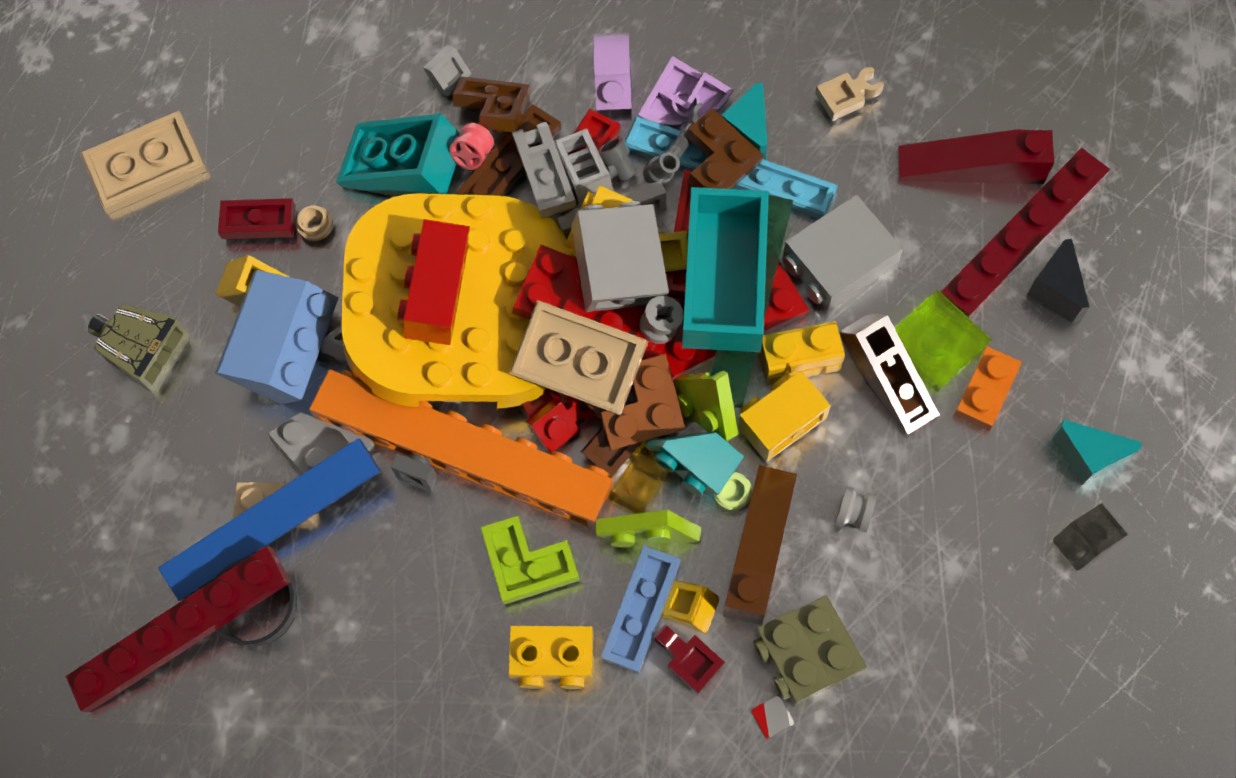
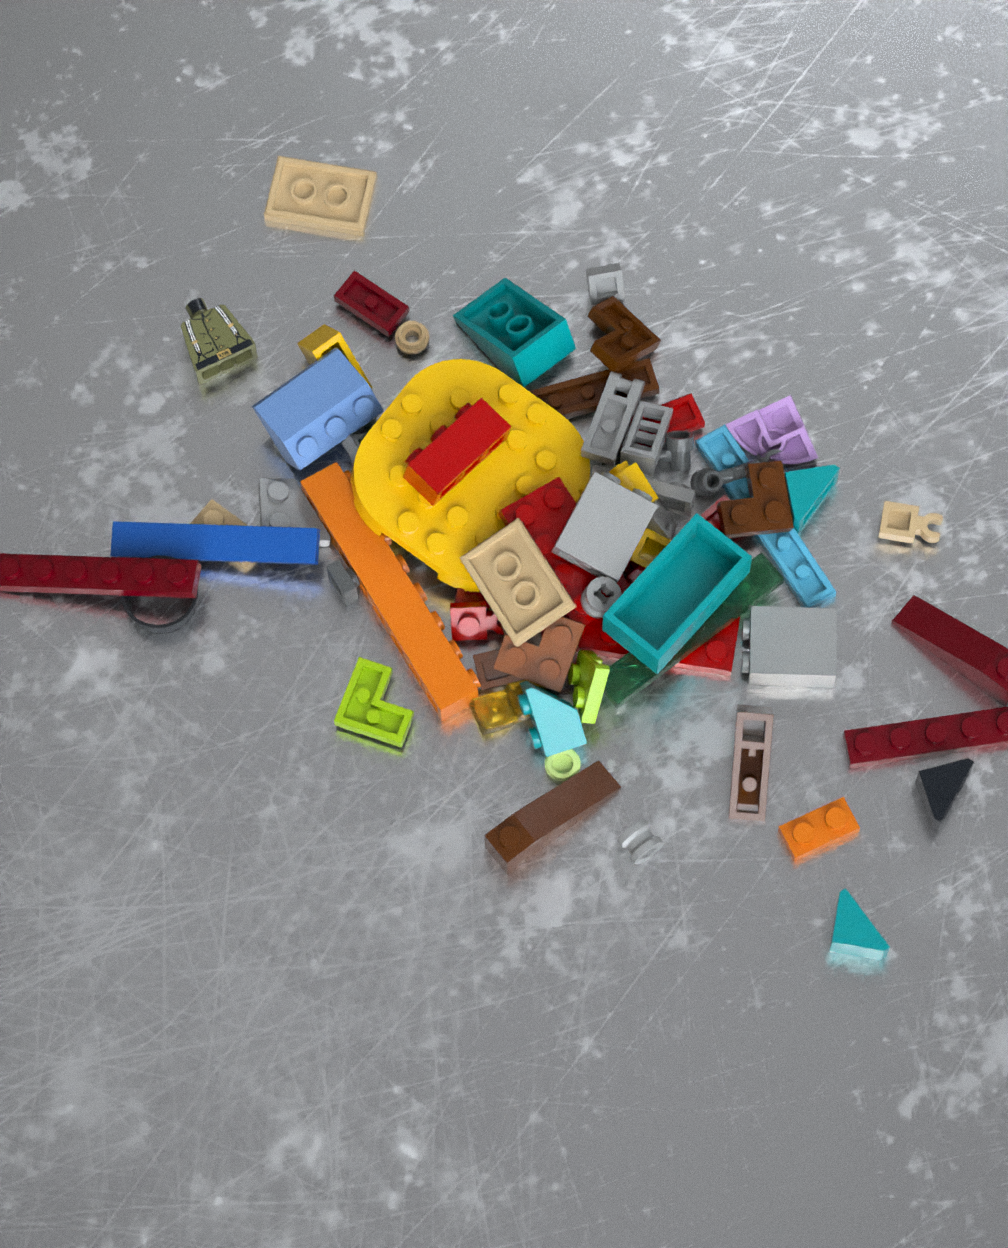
camera: 35 degrees right, 0 degrees up
(471, 146) = (573, 360): coral wheel -> none
(551, 655) = (339, 783): yellow brick -> none
(612, 71) = (732, 372): lavender brick -> none
(641, 609) = (428, 798): medium blue plate -> none
(648, 527) = (478, 745): lime wing -> none
(690, 605) = (466, 823): yellow slope -> none
(692, 662) = (434, 860): dark red plate -> none
(772, 716) = (462, 942): light grey sticker -> none
(782, 415) = (642, 735): yellow brick -> none
(801, 349) = (694, 699): yellow brick -> none
(808, 651) = (523, 915): olive plate -> none
(940, 340) = (811, 766): clear neon green tile -> none
(1089, 536) = (797, 987): clear smoke bracket -> none

